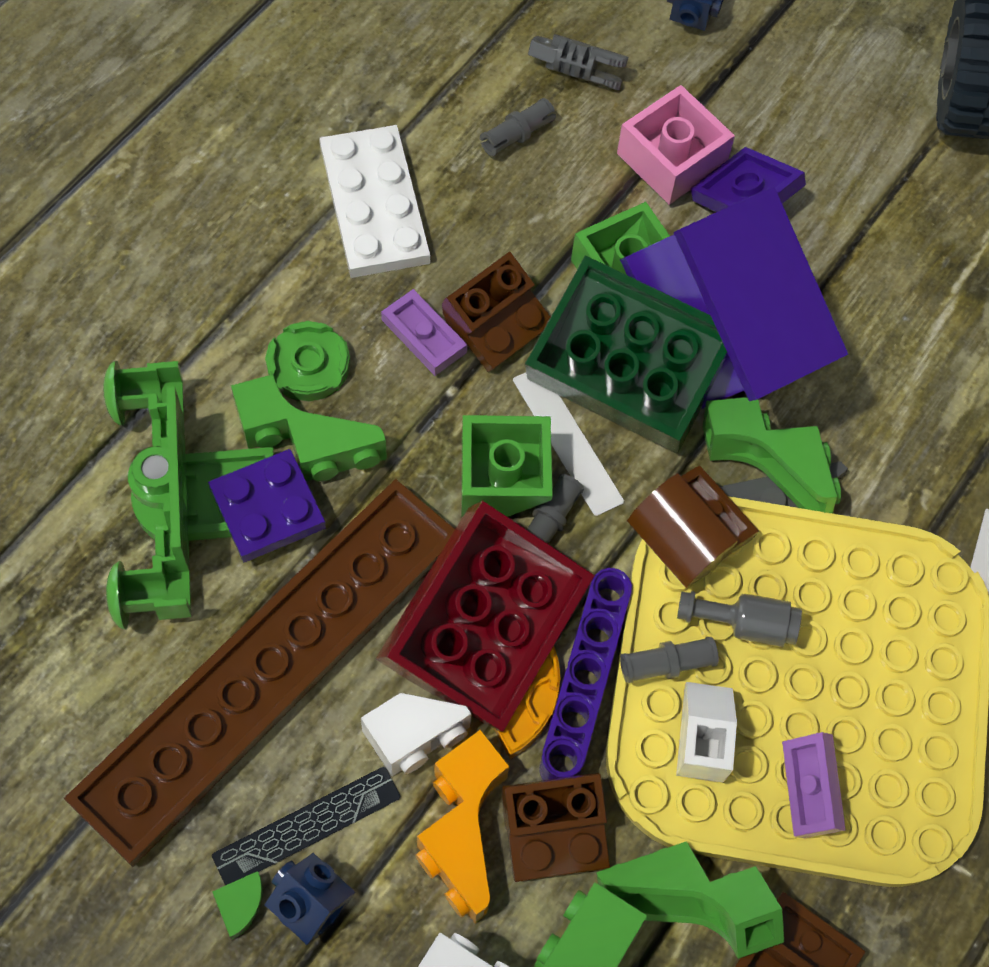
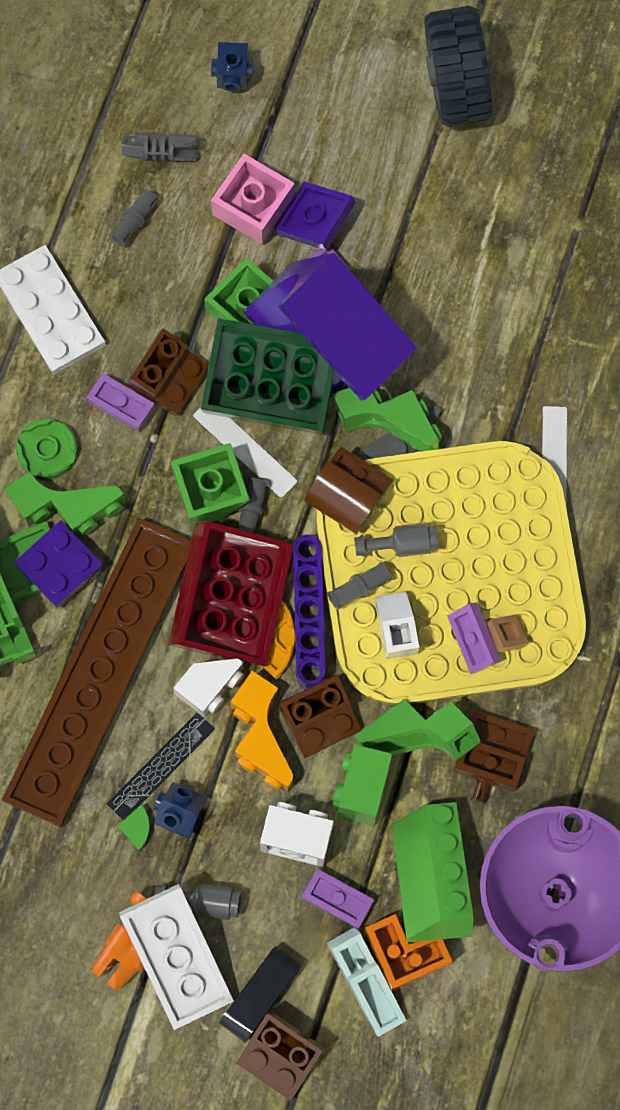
camera: 15 degrees left, 10 degrees up
(863, 794) = (506, 633): none -> medium nougat plate

